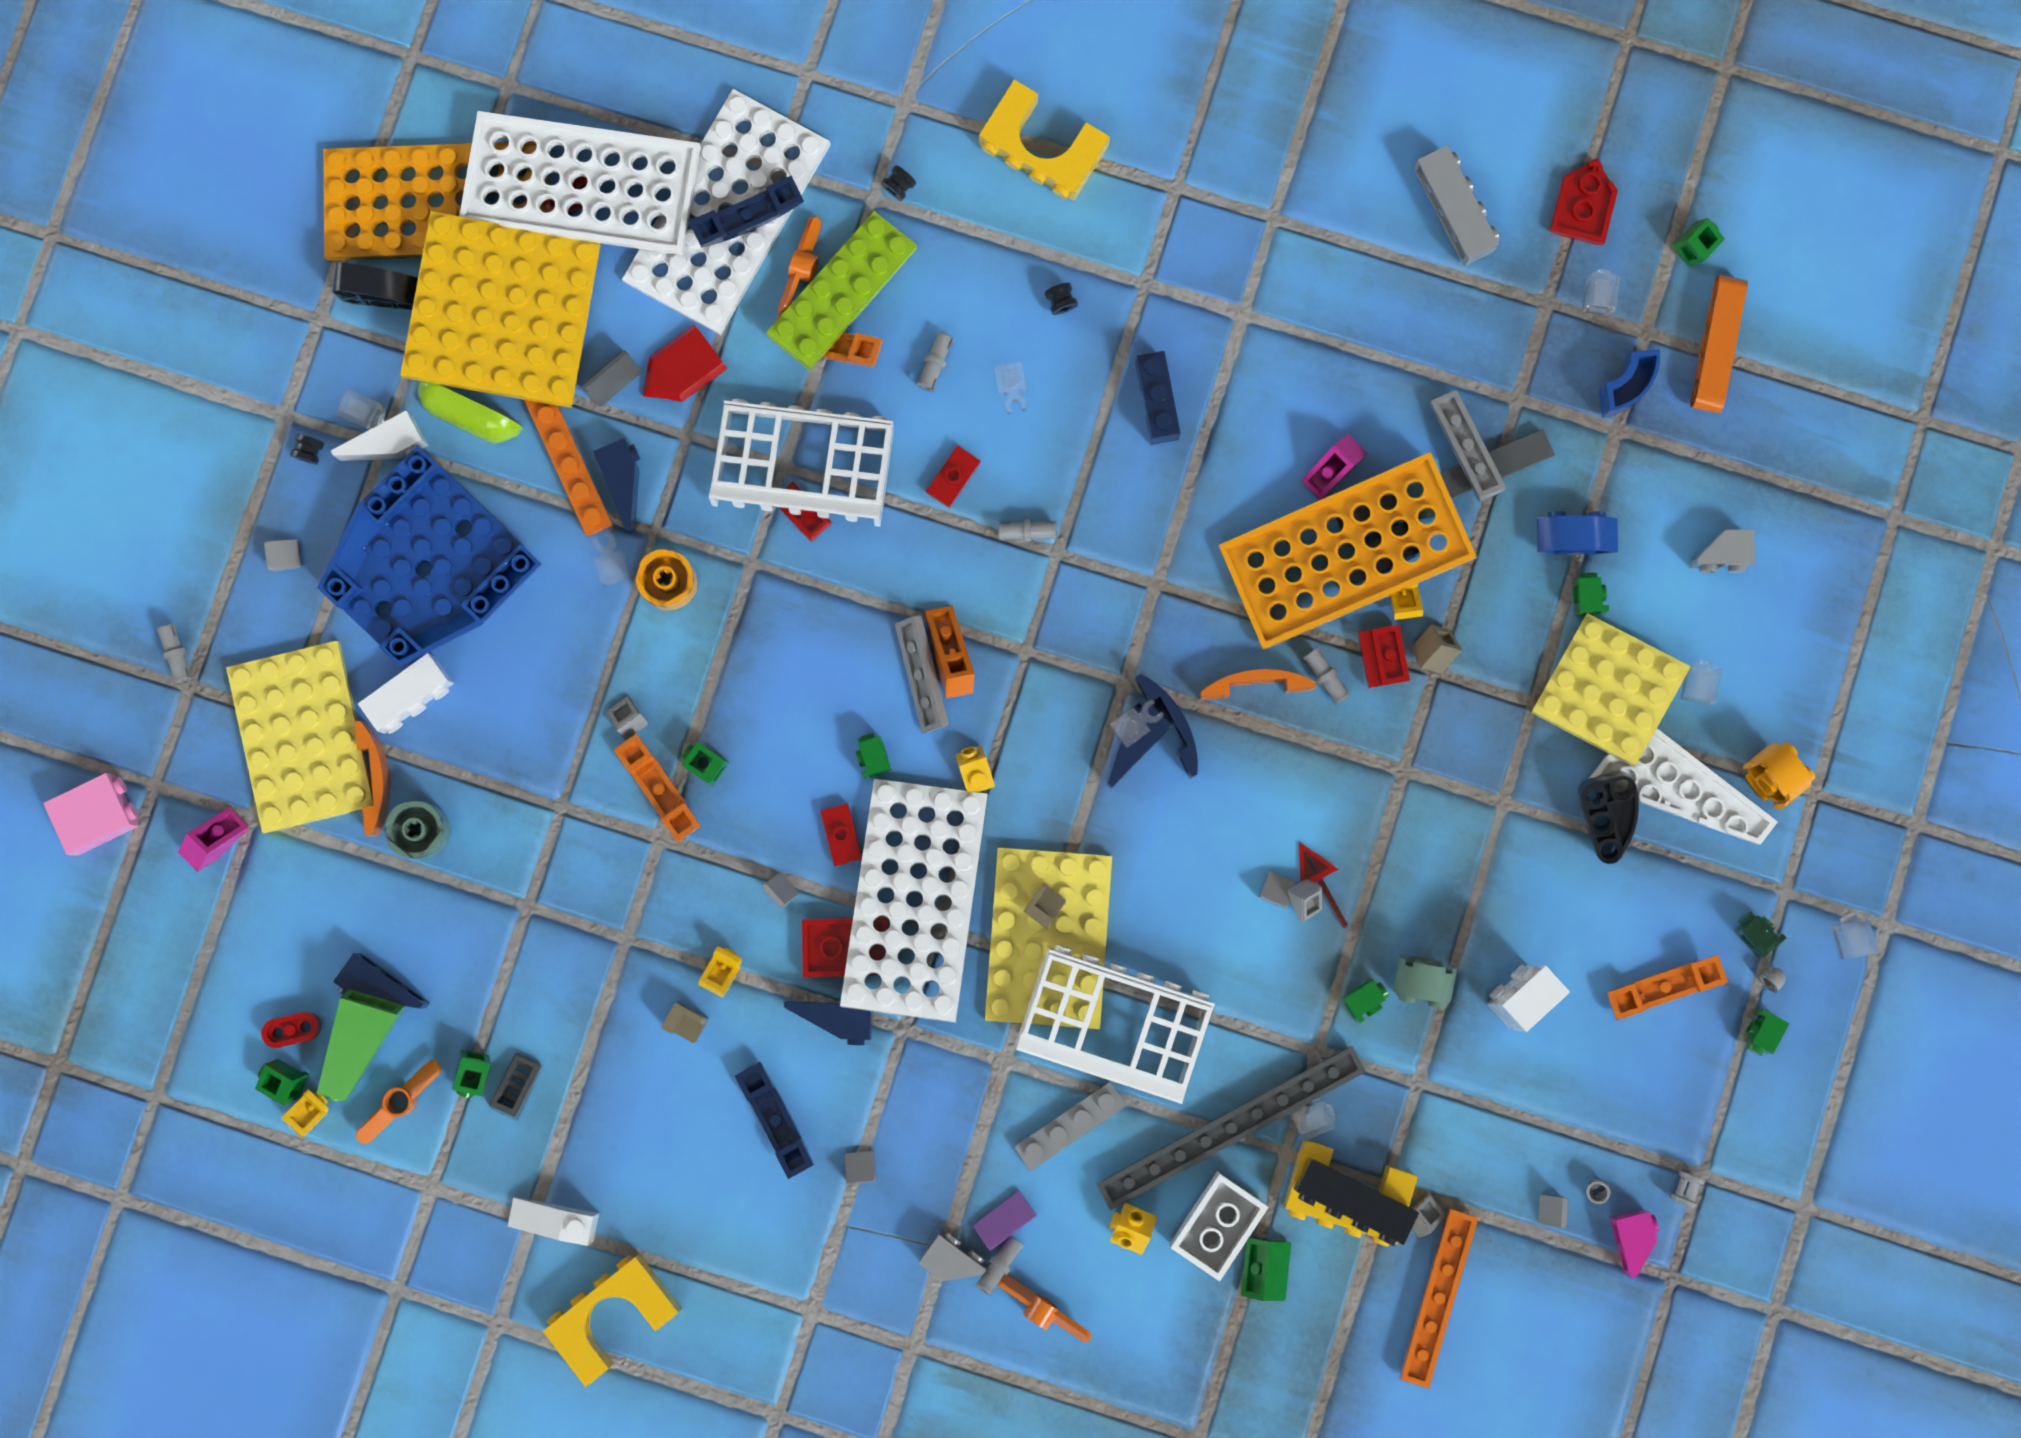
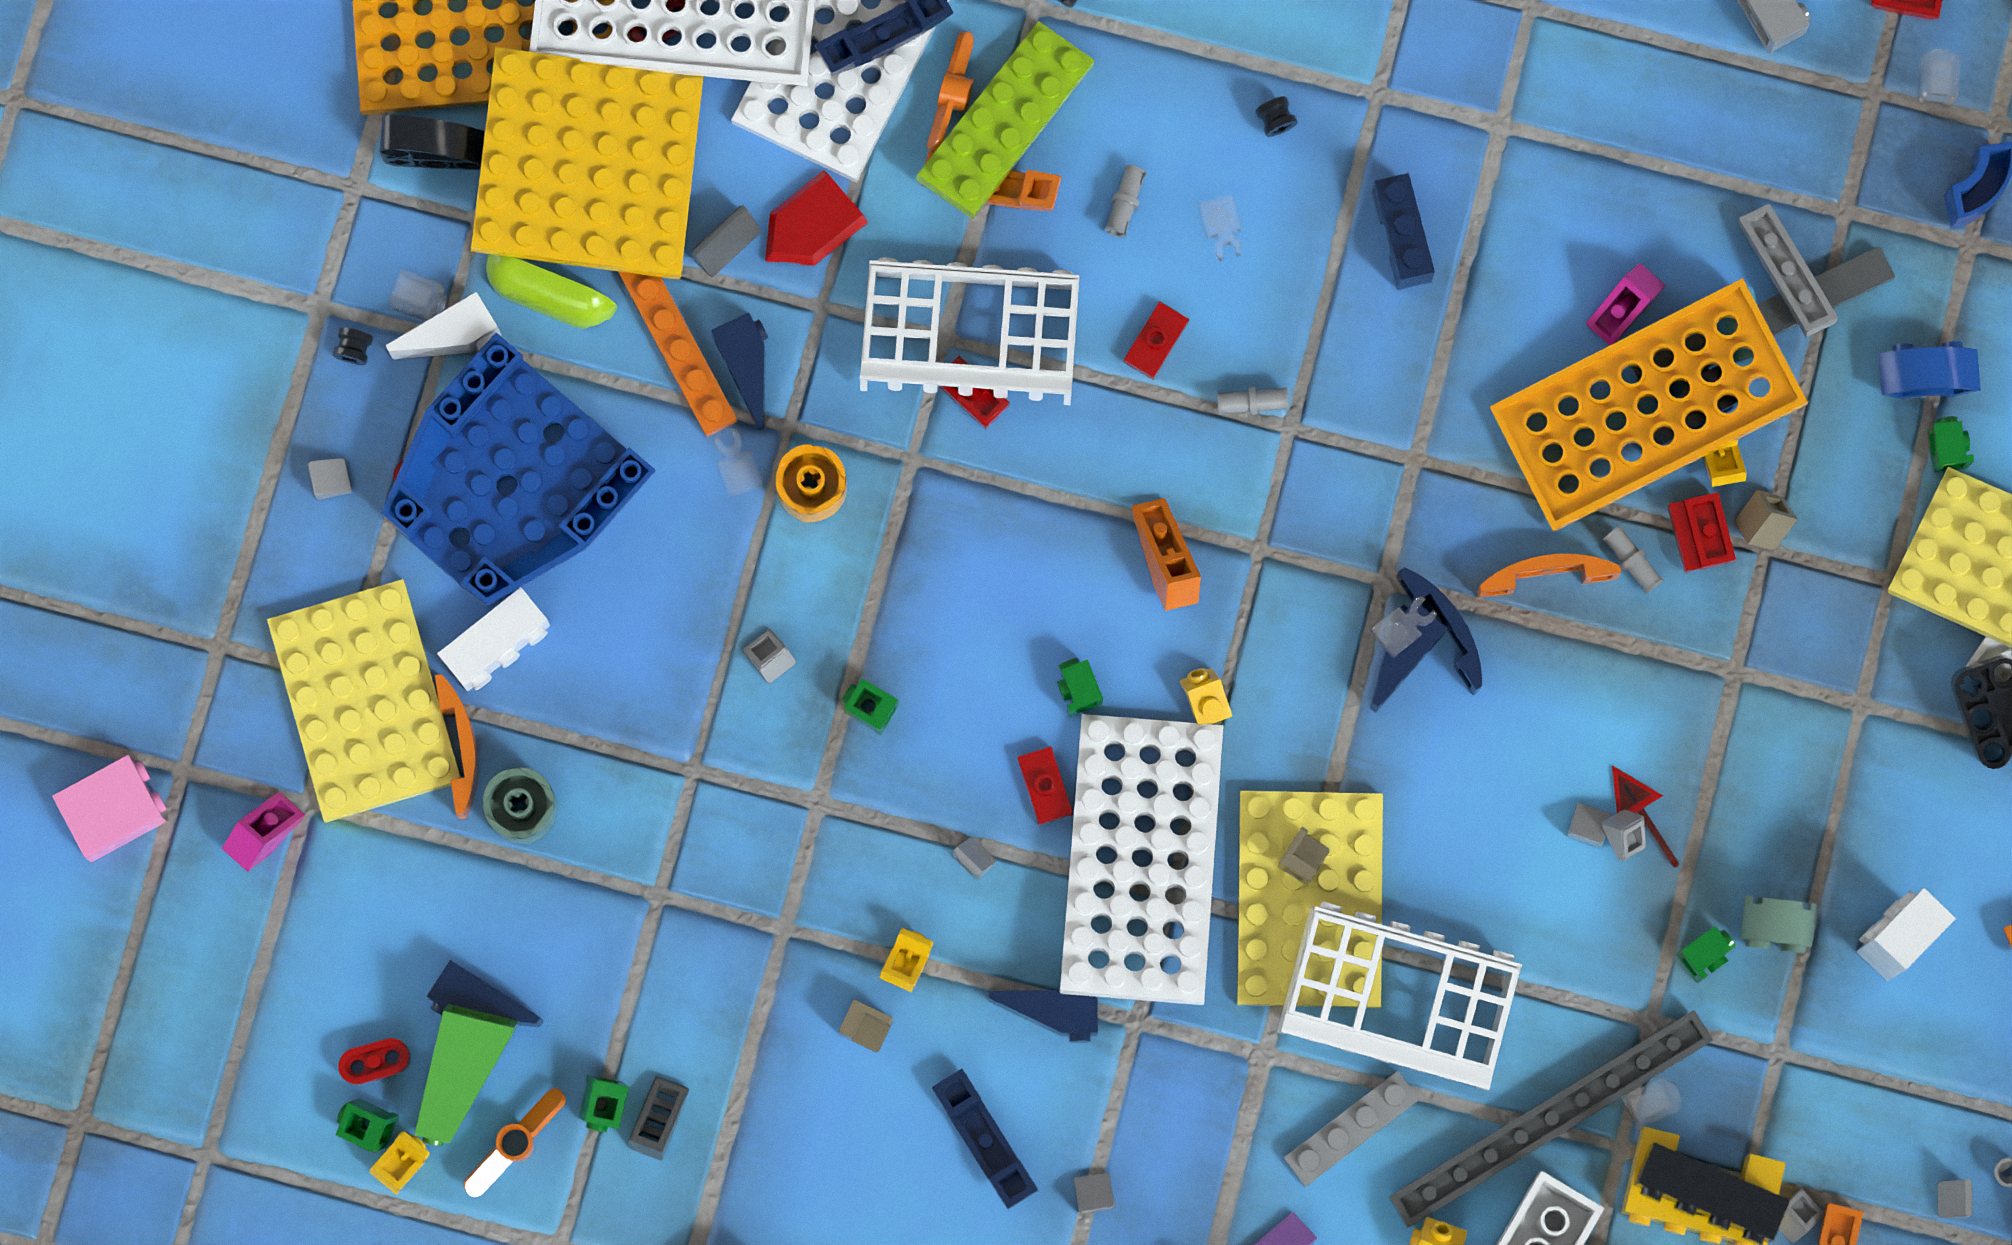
camera: 10 degrees left, 5 degrees down
(174, 653) = (201, 605): light grey pin -> none
(657, 787) = (813, 739): orange slope -> none
(827, 945) = (1038, 919): red plate -> none
(921, 674) = (1133, 583): light grey plate -> none

